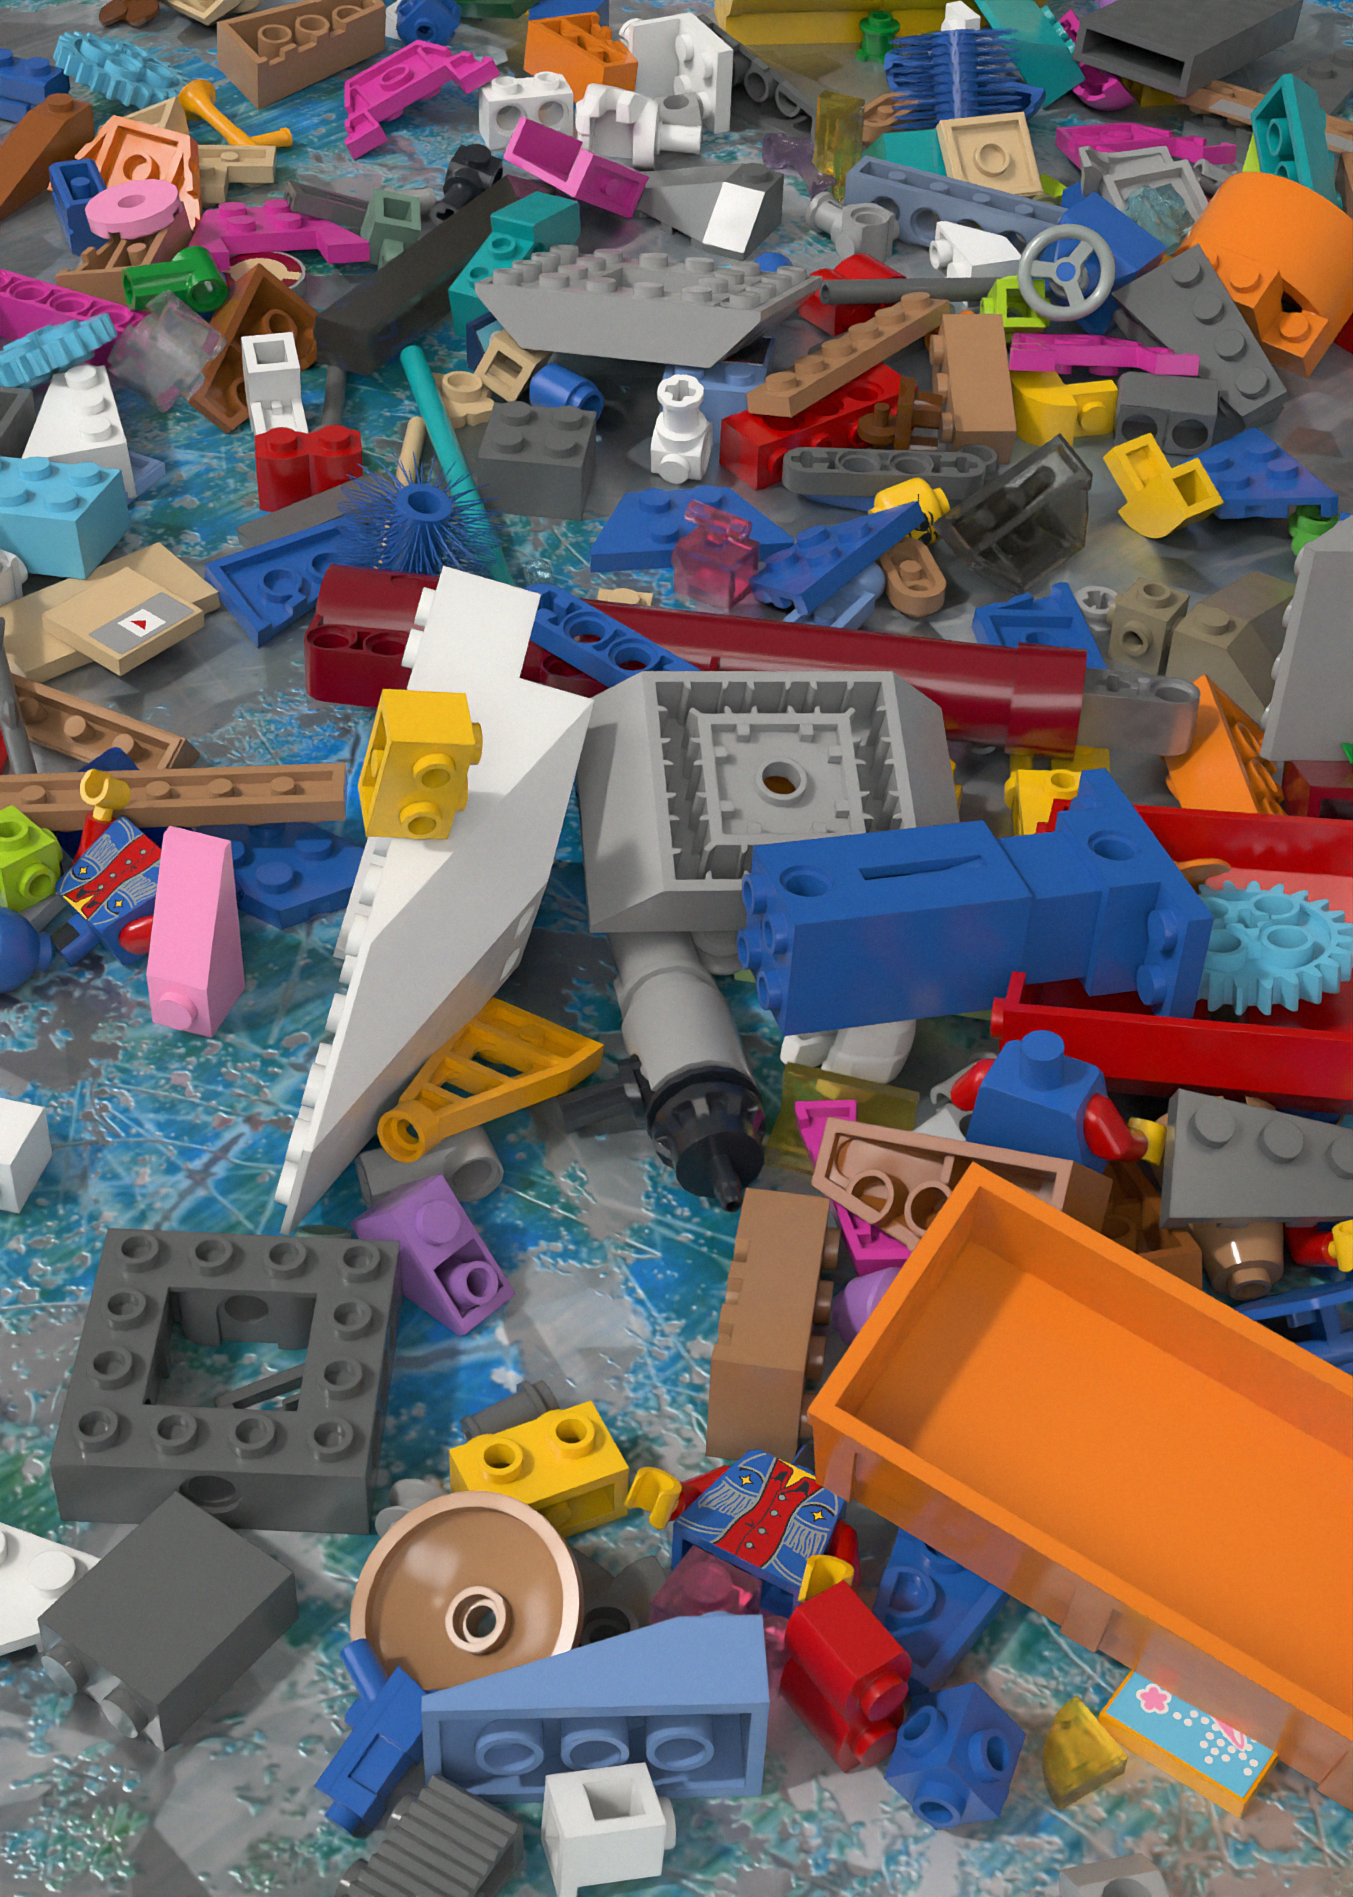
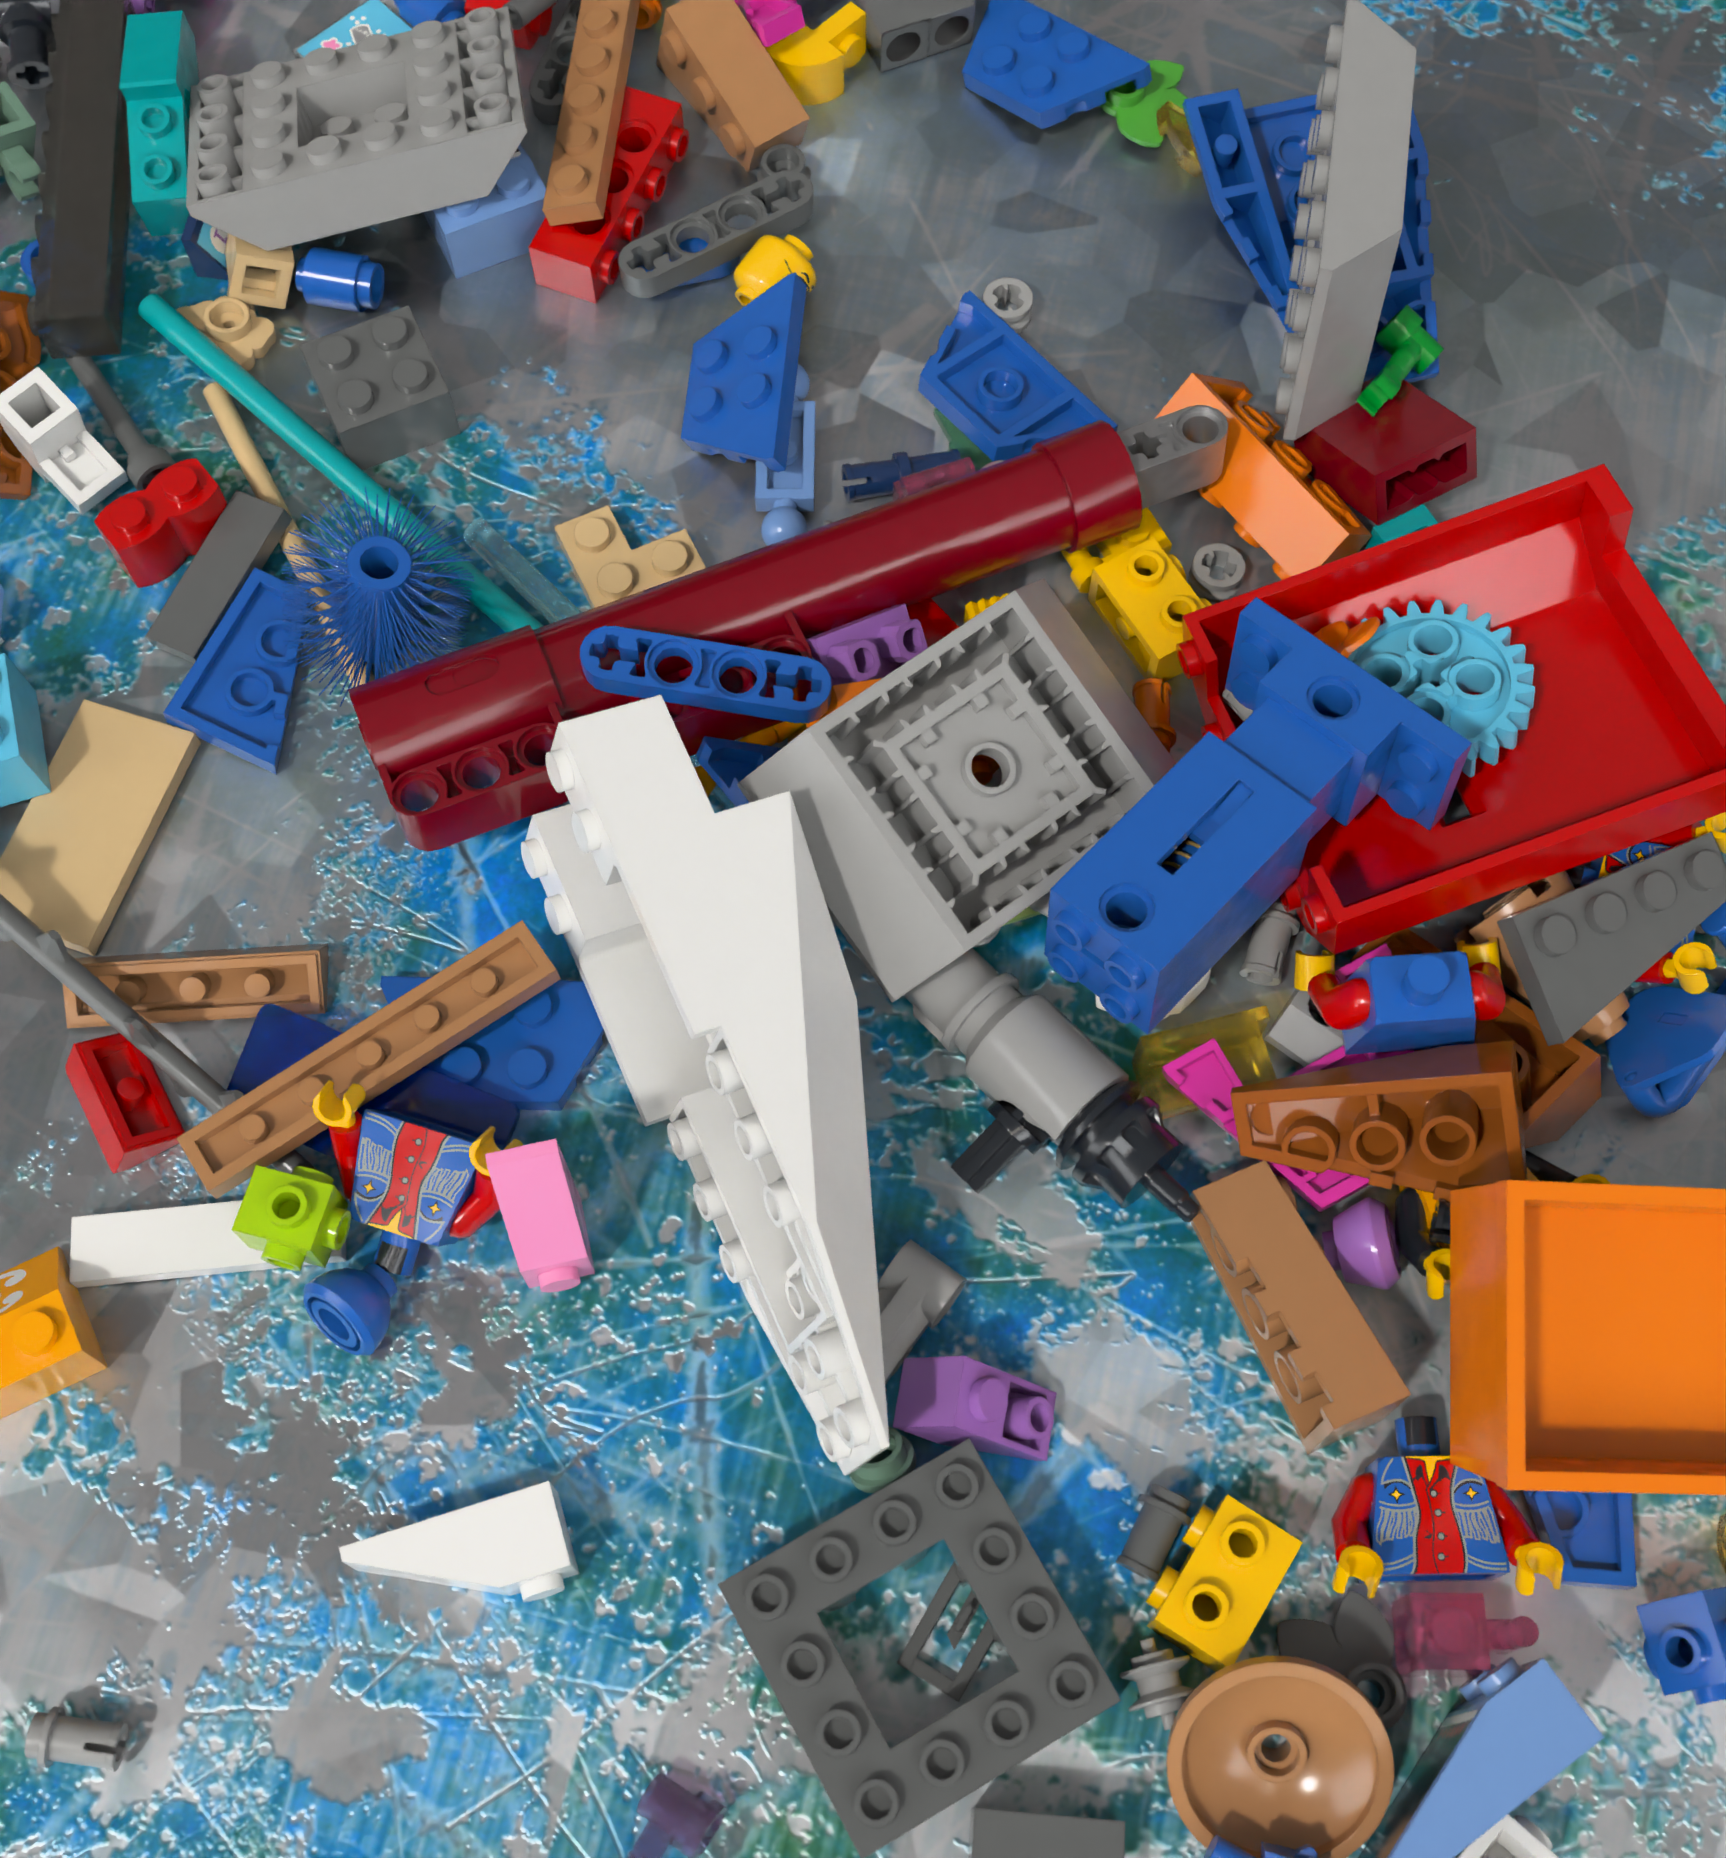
camera: 30 degrees left, 25 degrees up
(123, 620) = (138, 831): tan tile -> none
(418, 764) = (755, 1025): yellow brick -> none
(502, 1034) = (922, 1128): light orange plate -> none
(652, 522) = (574, 398): blue wing -> none
(681, 433) = (498, 283): white connector -> none
(715, 557) = (641, 436): clear pink brick -> none
(845, 1677) = (1597, 1635): red brick -> none
(912, 578) = (830, 354): medium nougat plate -> none
(914, 410) = (710, 163): reddish brown hips -> none
(1023, 519) = (880, 231): clear smoke wedge -> none
(1145, 624) = (1075, 310): dark tan brick -> none
(1157, 495) = (981, 137): yellow brick -> none
(1235, 640) = (1156, 282): dark tan wedge -> none

